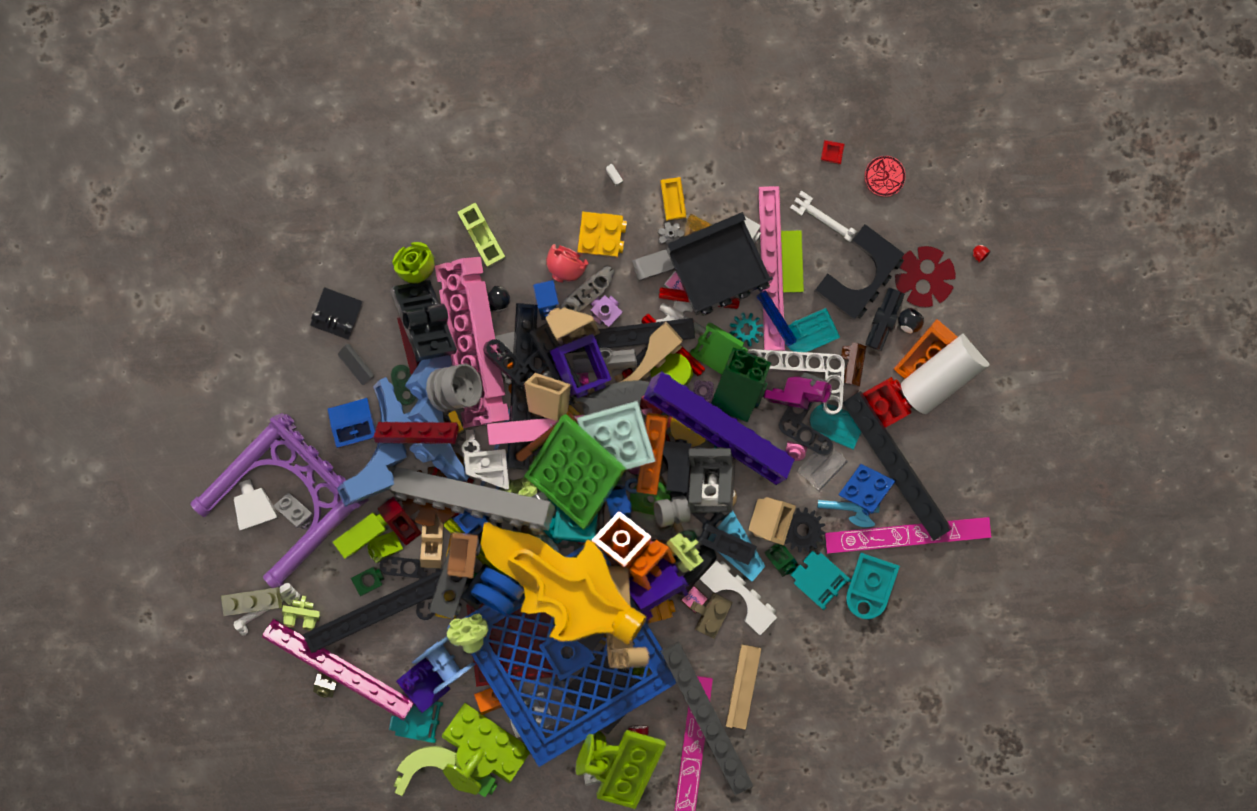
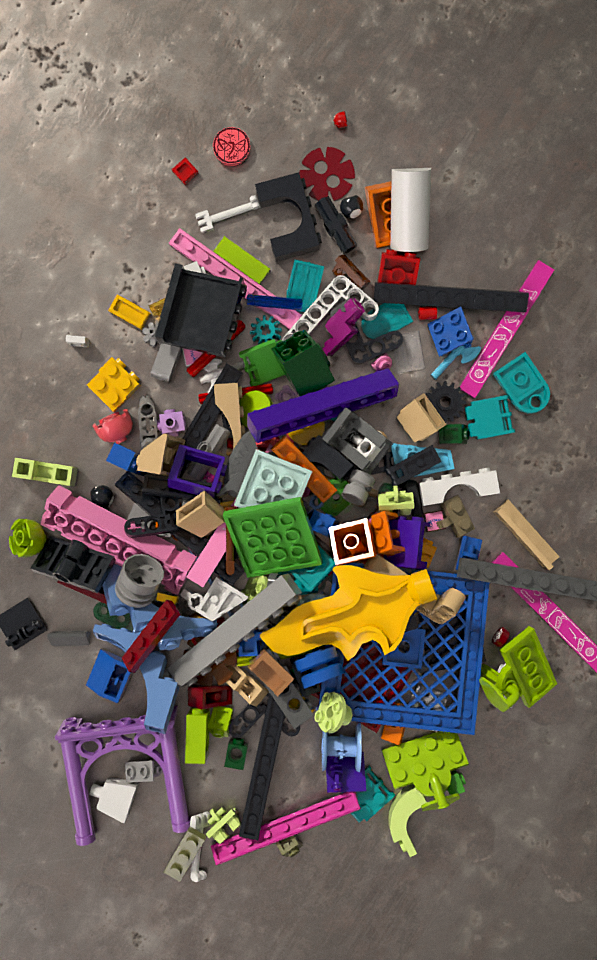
camera: 50 degrees left, 0 degrees up
(694, 646) = (469, 549): none -> blue hips
(869, 456) = (427, 313): none -> red hinge

